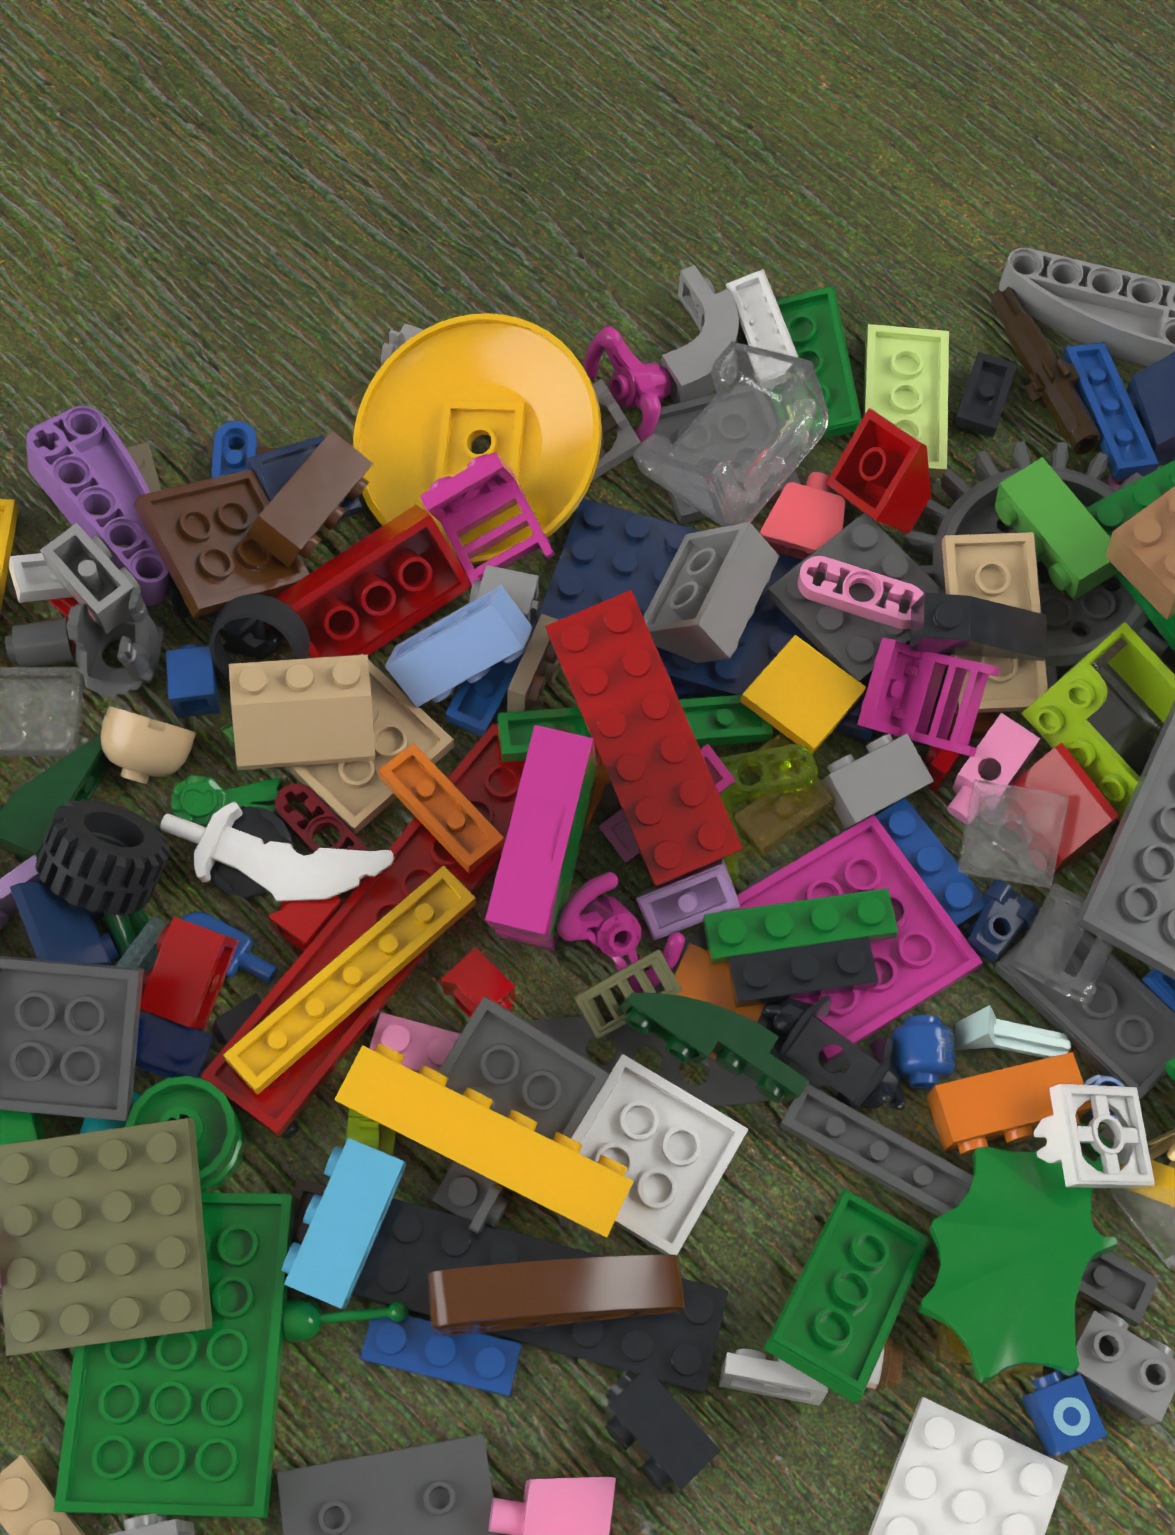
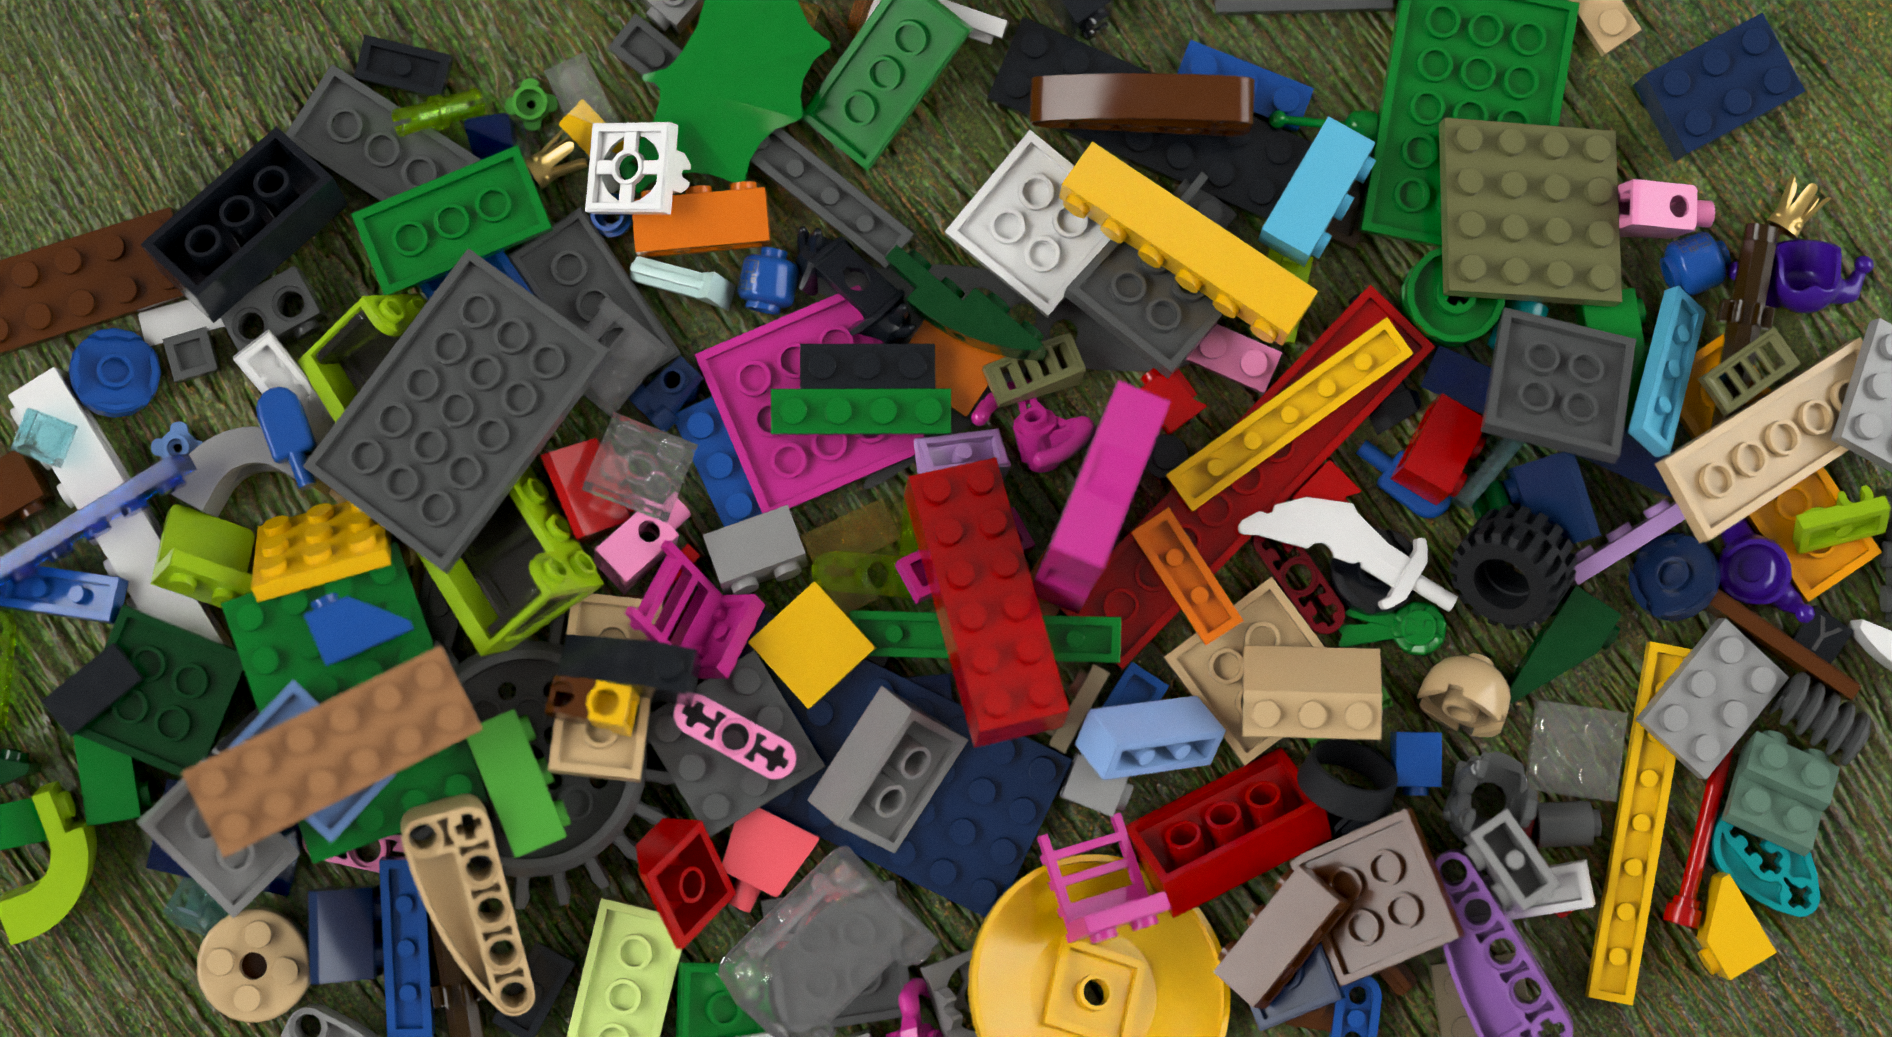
camera: 170 degrees left, 20 degrees up
(474, 932) = (1166, 455): none -> black plate
(1009, 585) = (593, 703): none -> leg
(1074, 428) = (455, 891): none -> tan beam

